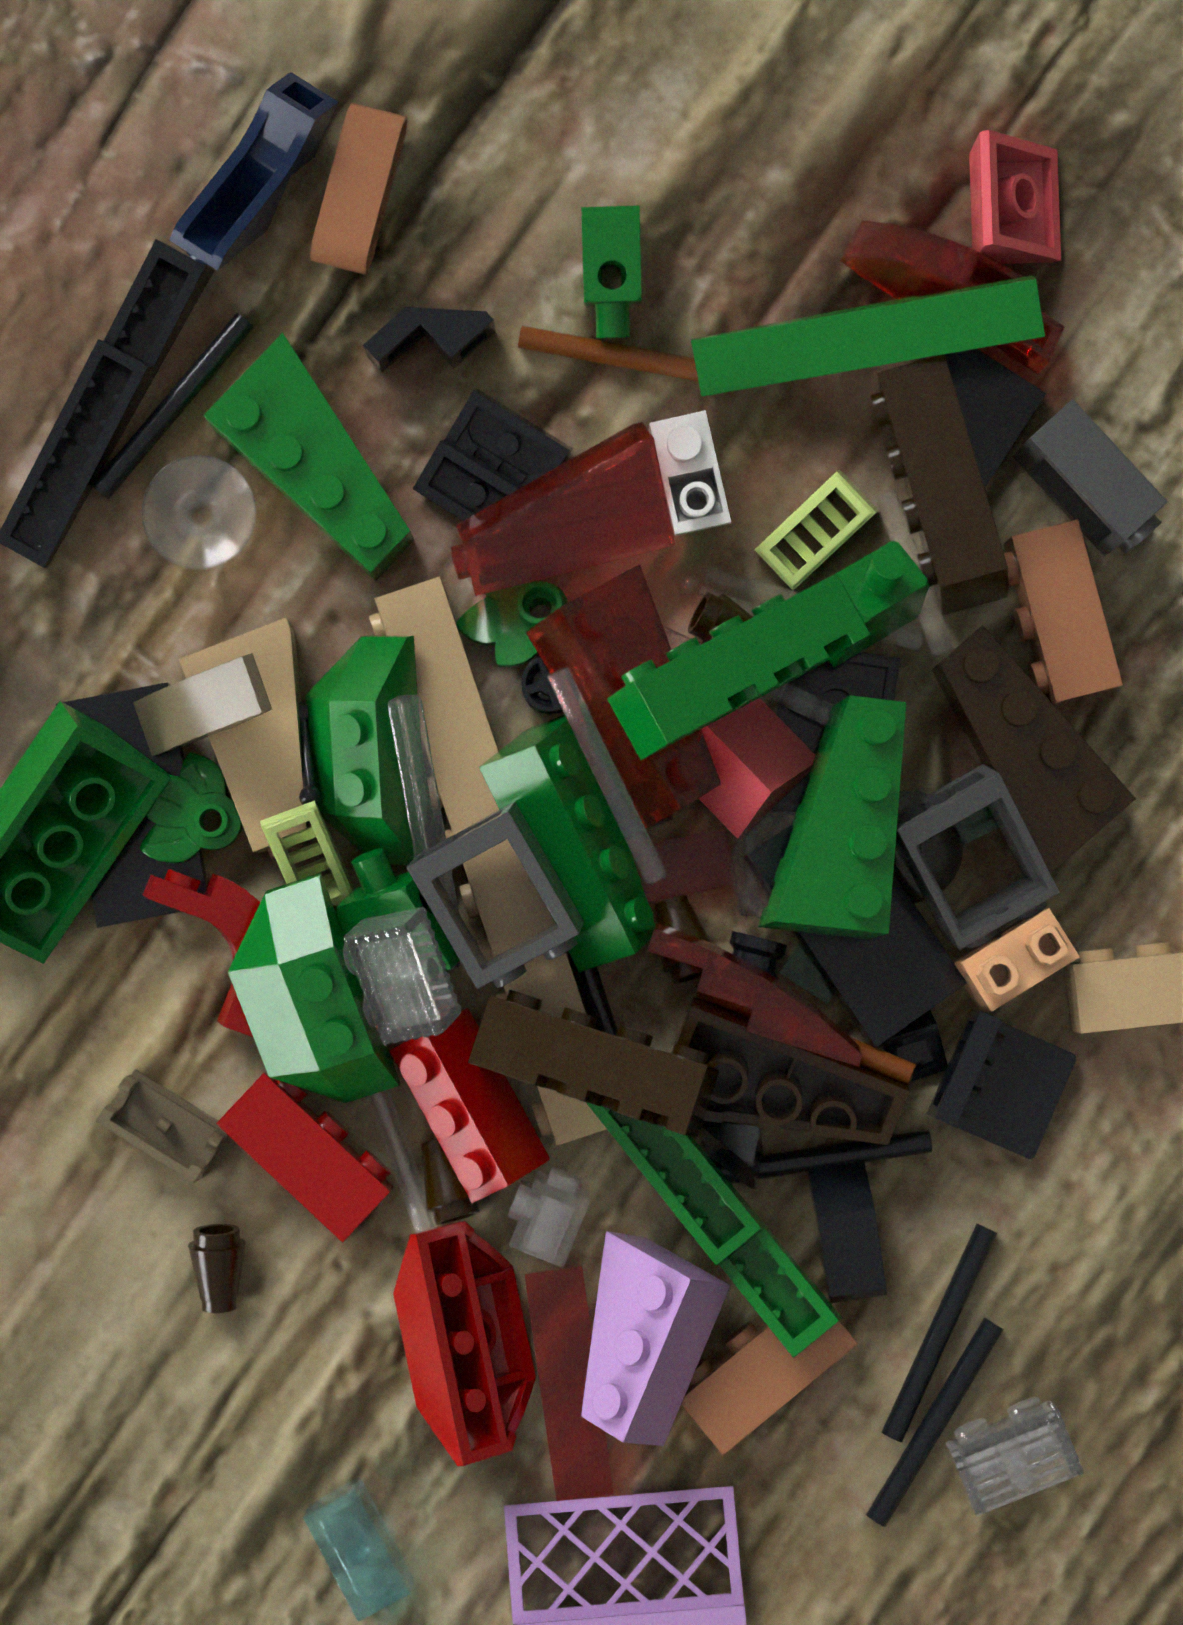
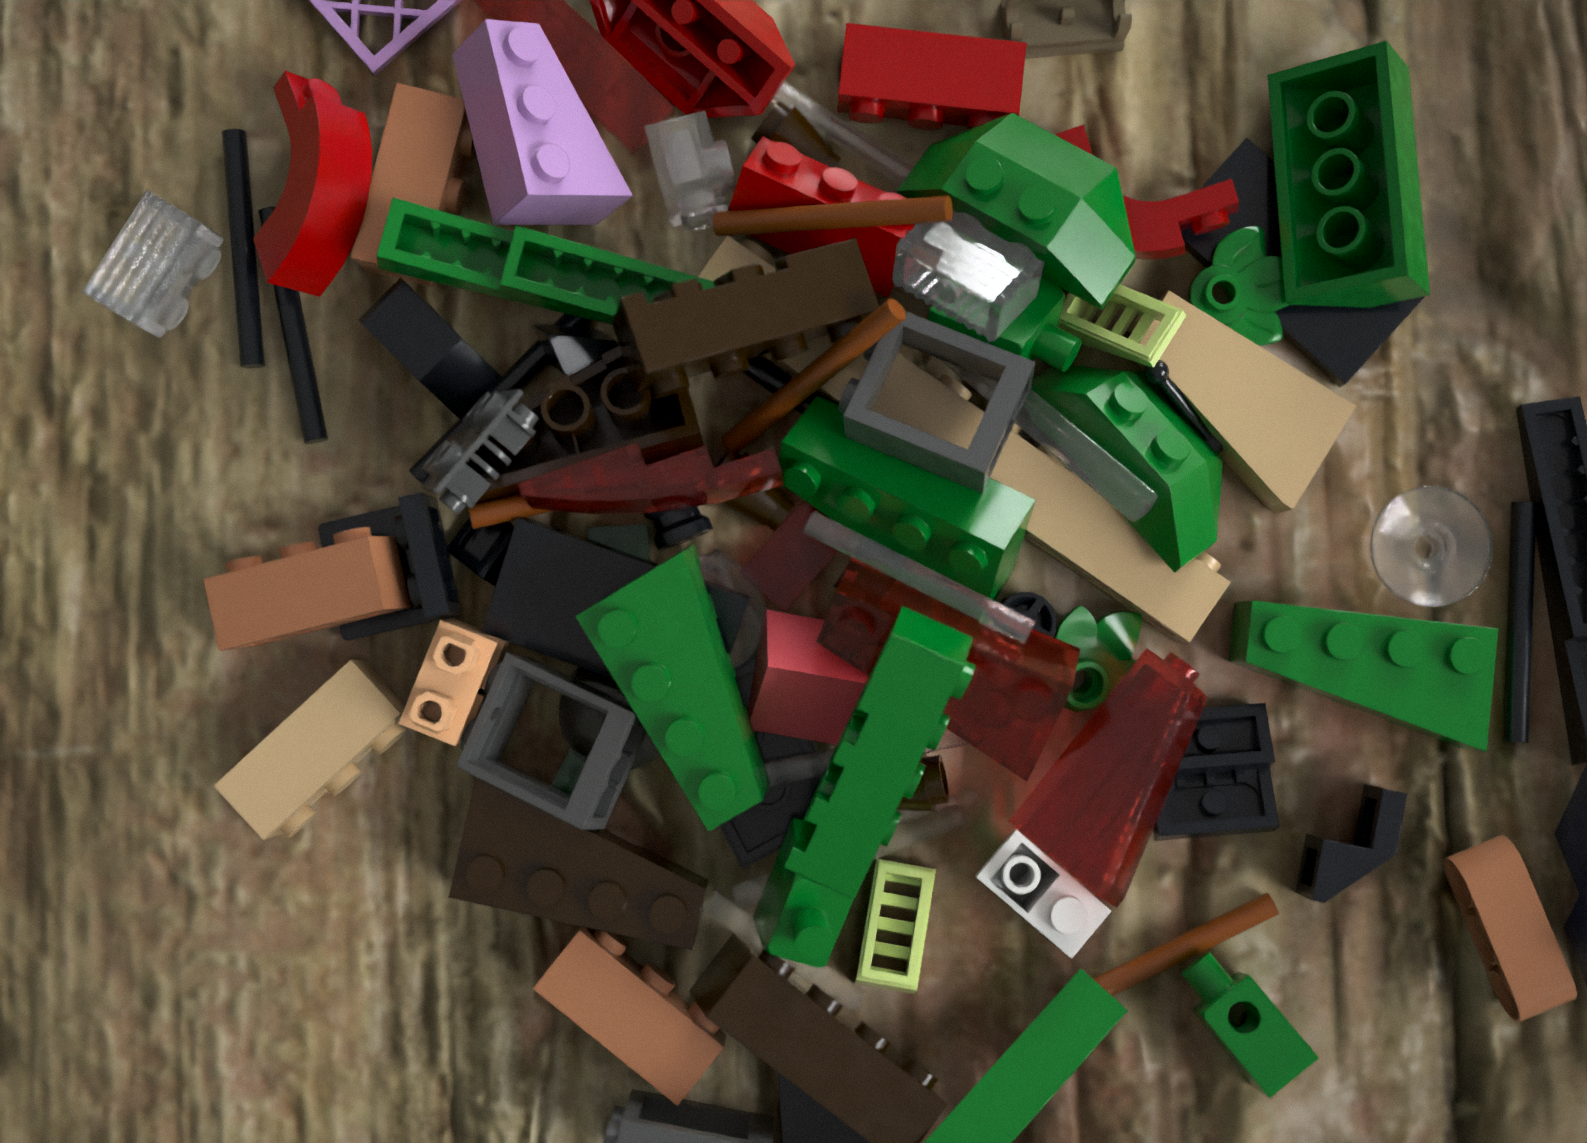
camera: 145 degrees right, 0 degrees up
(202, 705) = (1311, 376): dark tan slope -> none
(470, 1095) = (834, 216): none -> dark orange bar
(574, 985) = (815, 375): none -> dark orange bar
(834, 1412) = (324, 190): none -> red arch
(845, 1130) = (487, 417): none -> dark grey hinge
(1076, 1112) = (306, 589): none -> nougat brick

